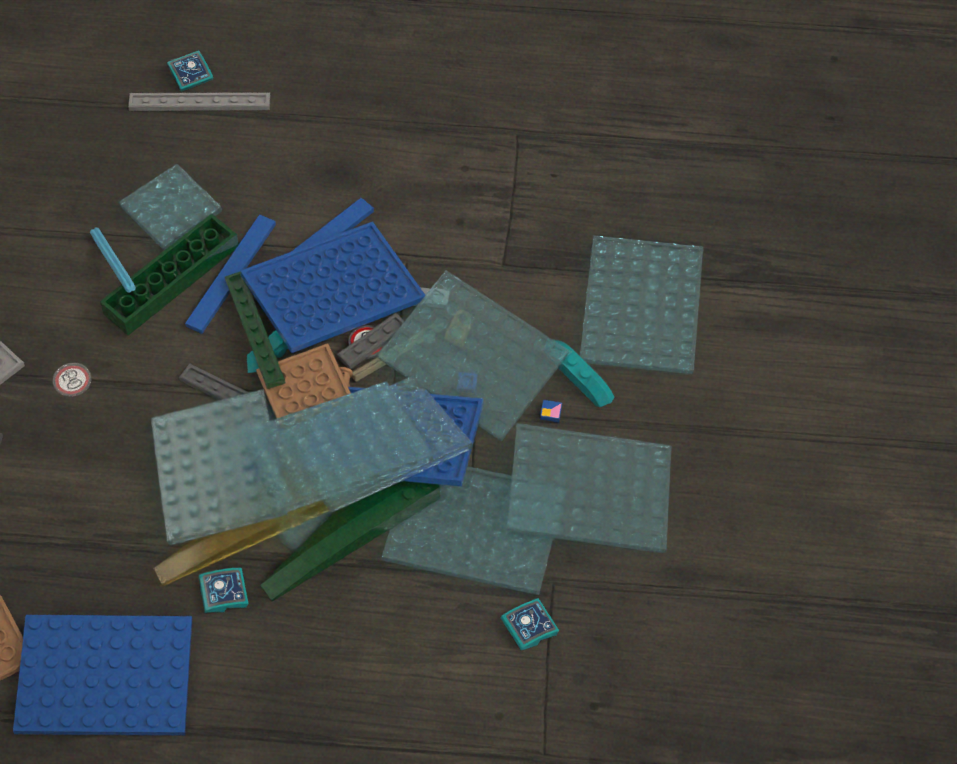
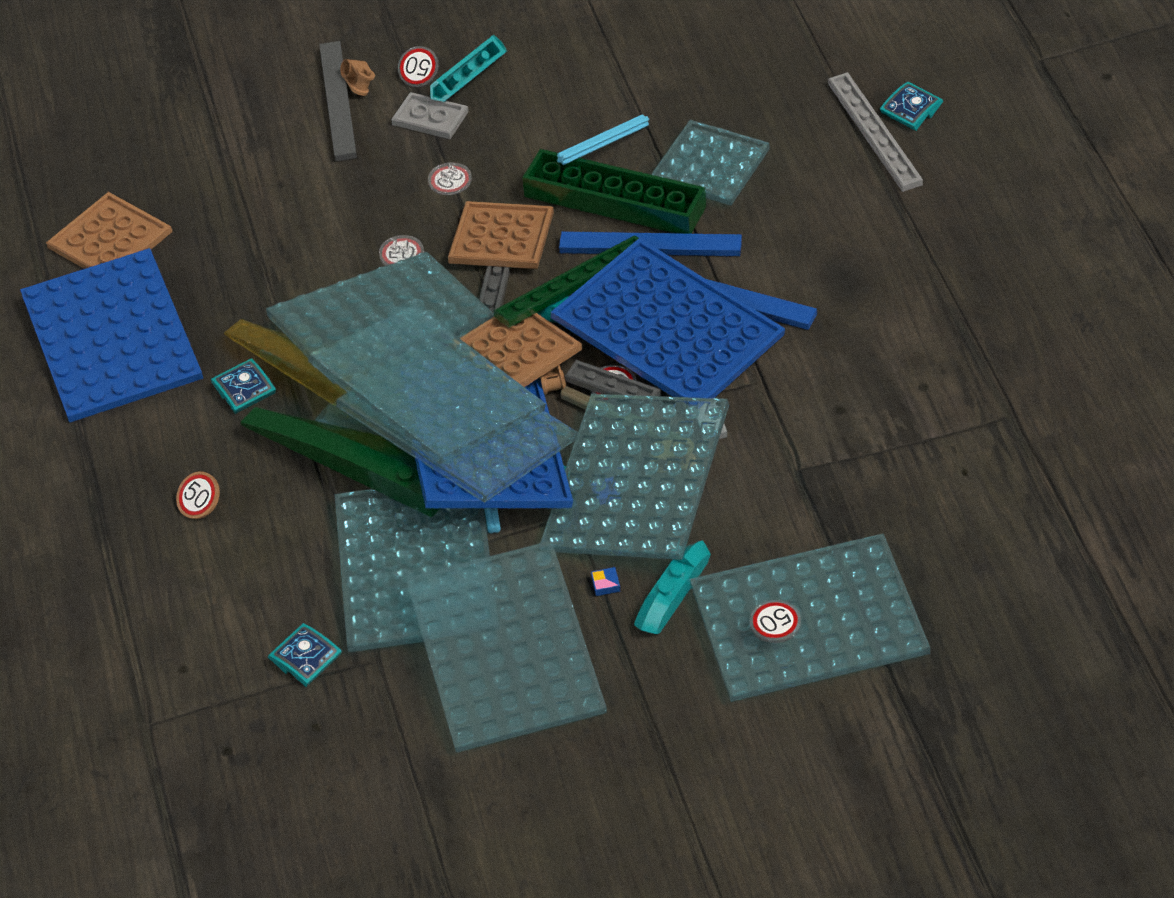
camera: 75 degrees right, 10 degrees down
(134, 437) = (399, 248): none -> clear piece
(163, 363) = (501, 235): none -> medium nougat tile
(331, 653) = (198, 495): none -> piece
(650, 319) = (775, 621): none -> piece

